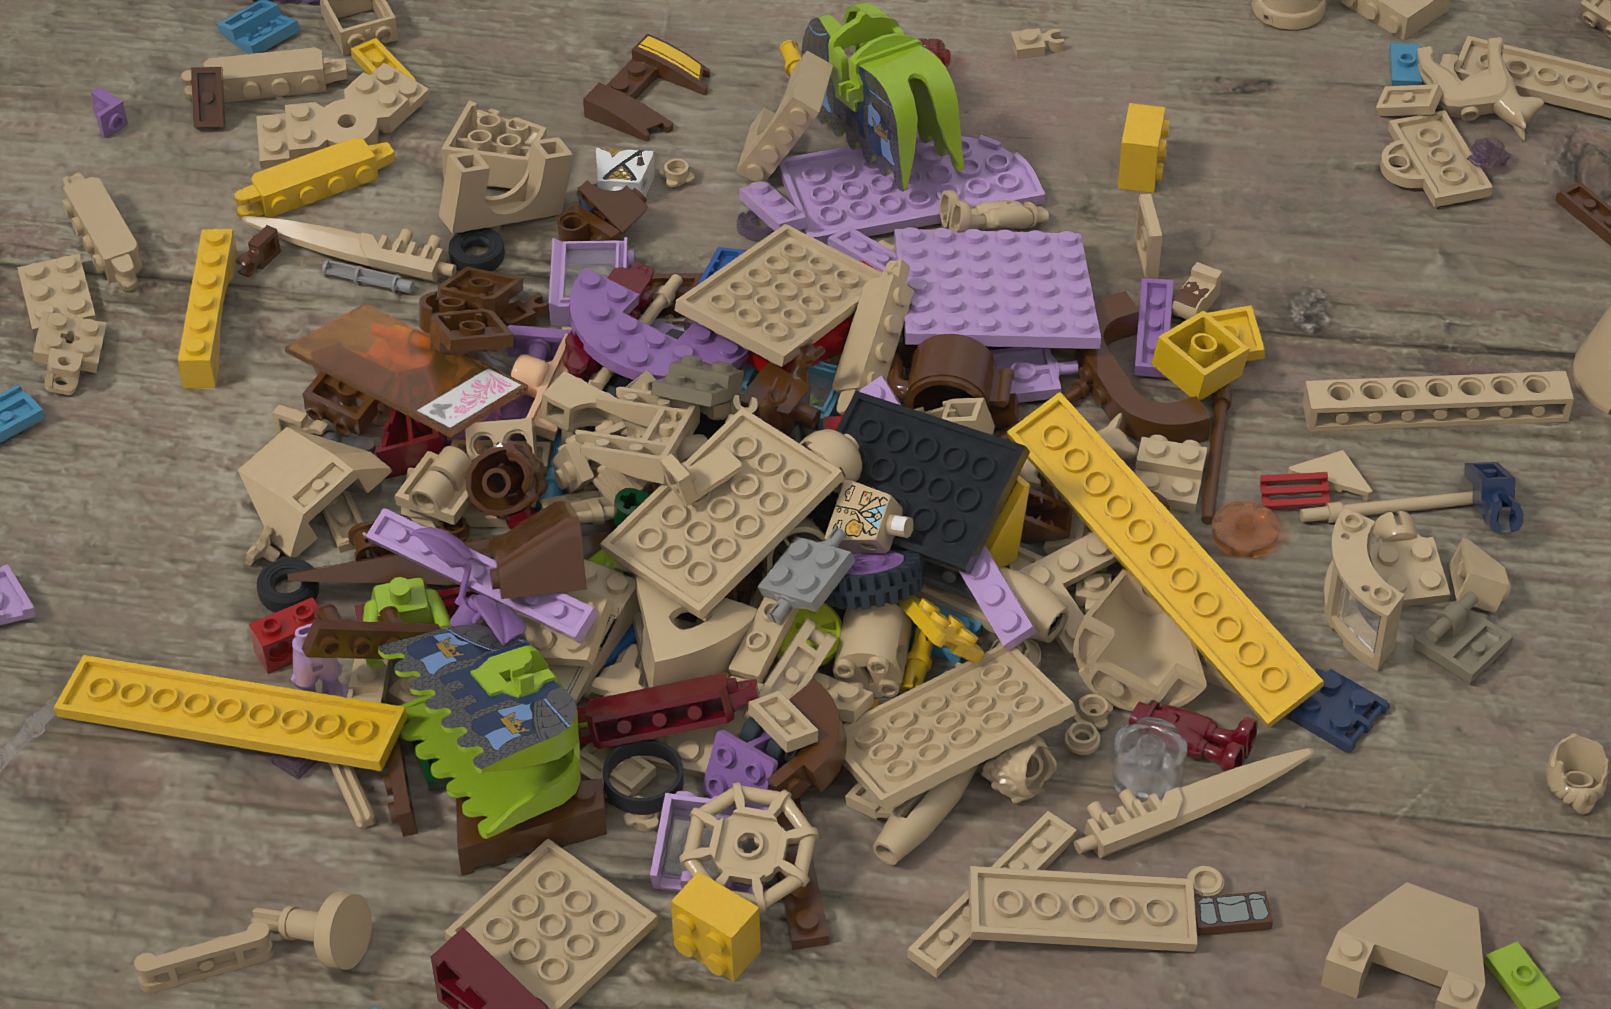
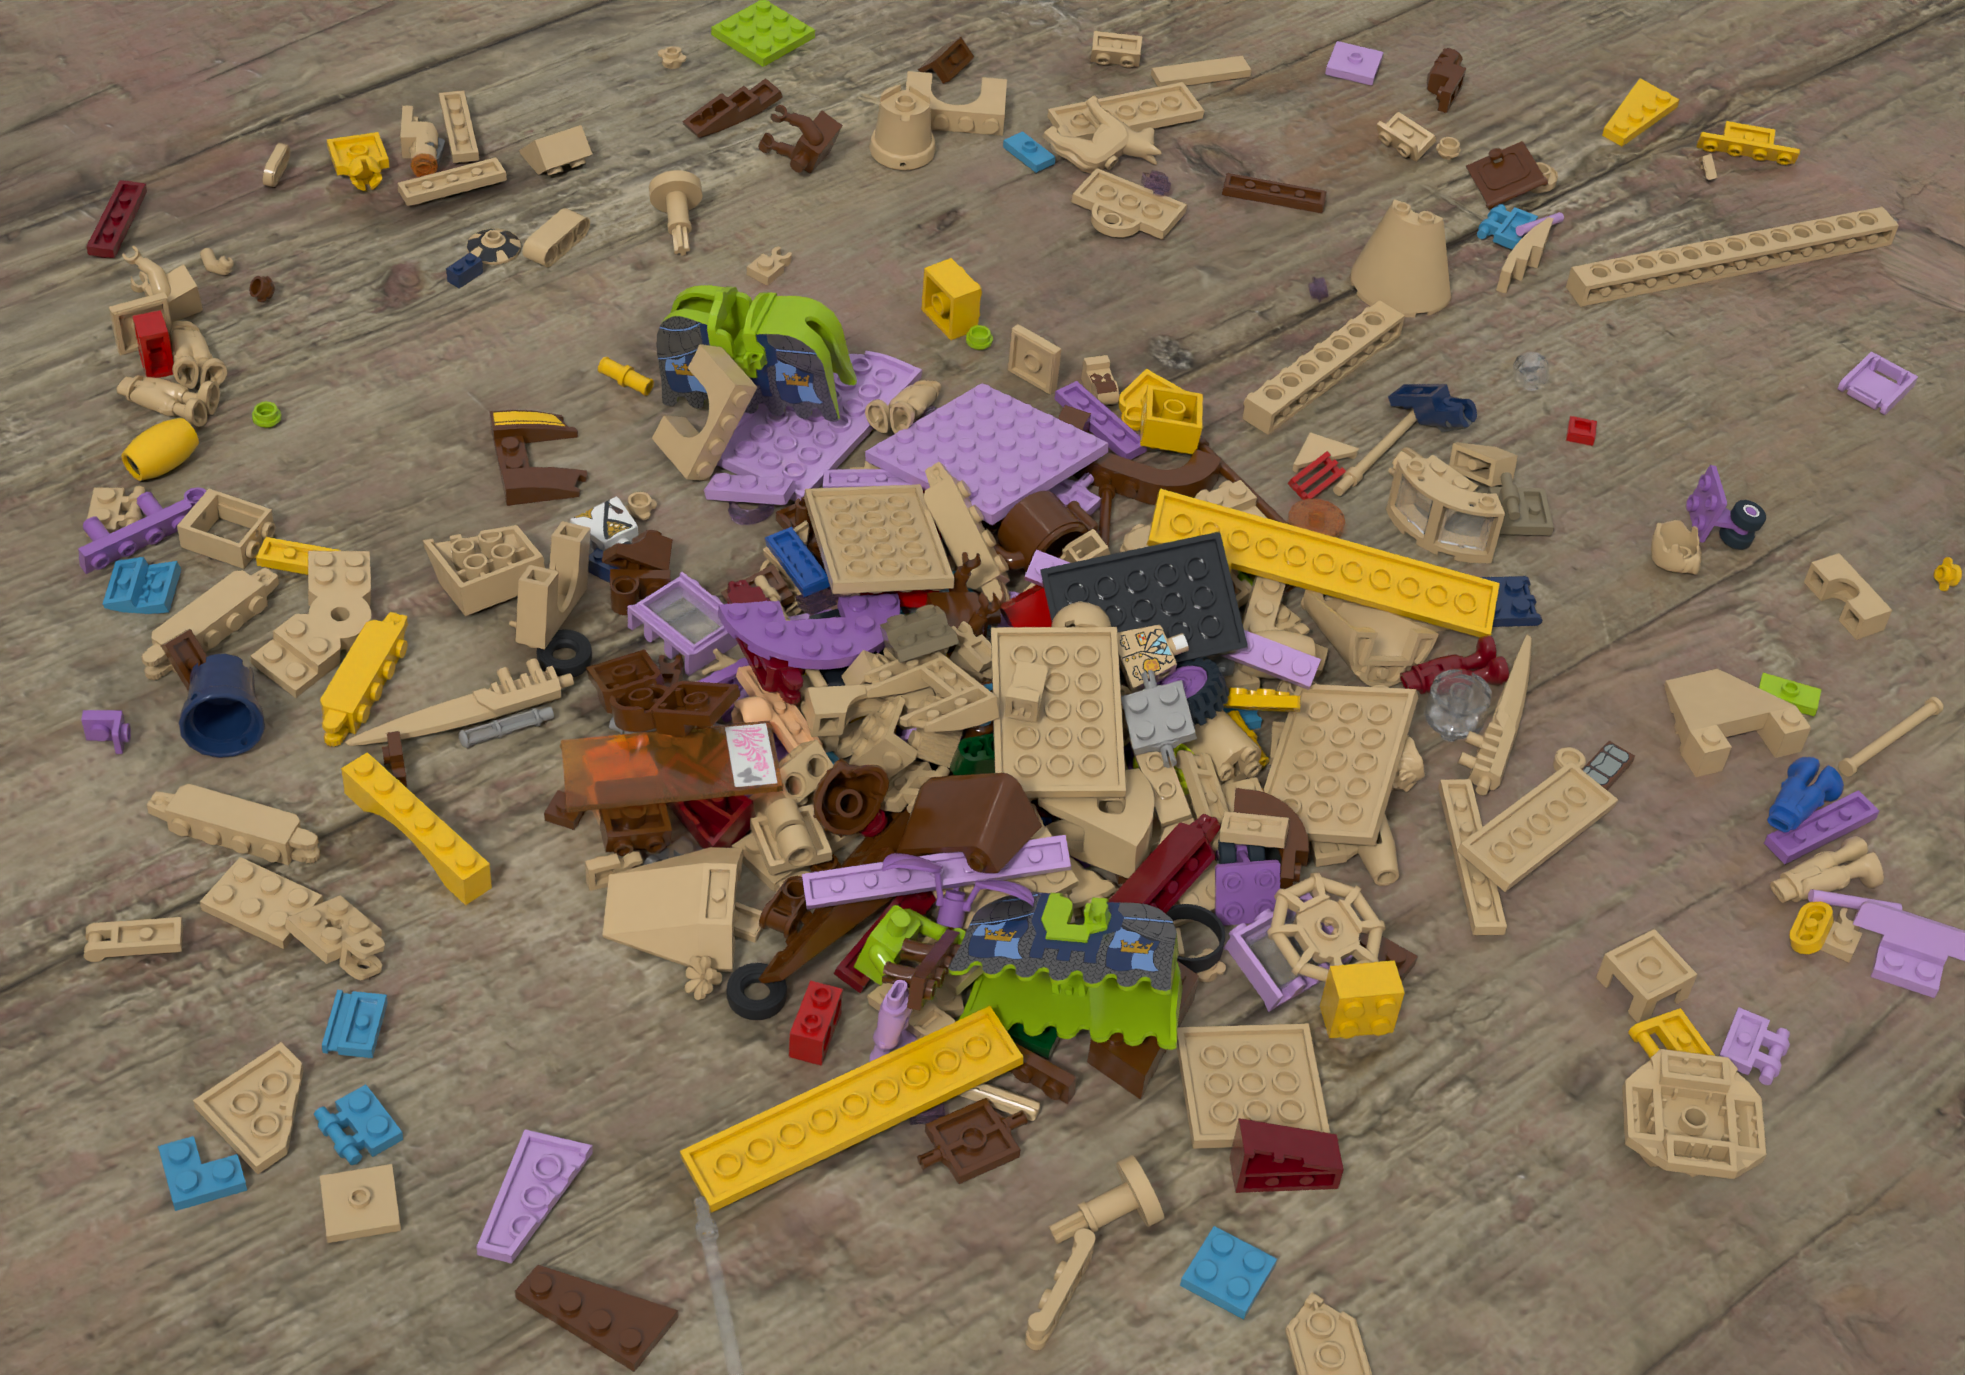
camera: 50 degrees left, 0 degrees up
(183, 137) = (221, 708): none -> dark blue piece
(289, 804) = (972, 1140): none -> reddish brown plate
(1133, 193) = (979, 337): none -> lime plate
(1409, 100) = (1068, 173): tan plate -> none
(1531, 331) = (1318, 288): none -> clear purple plate

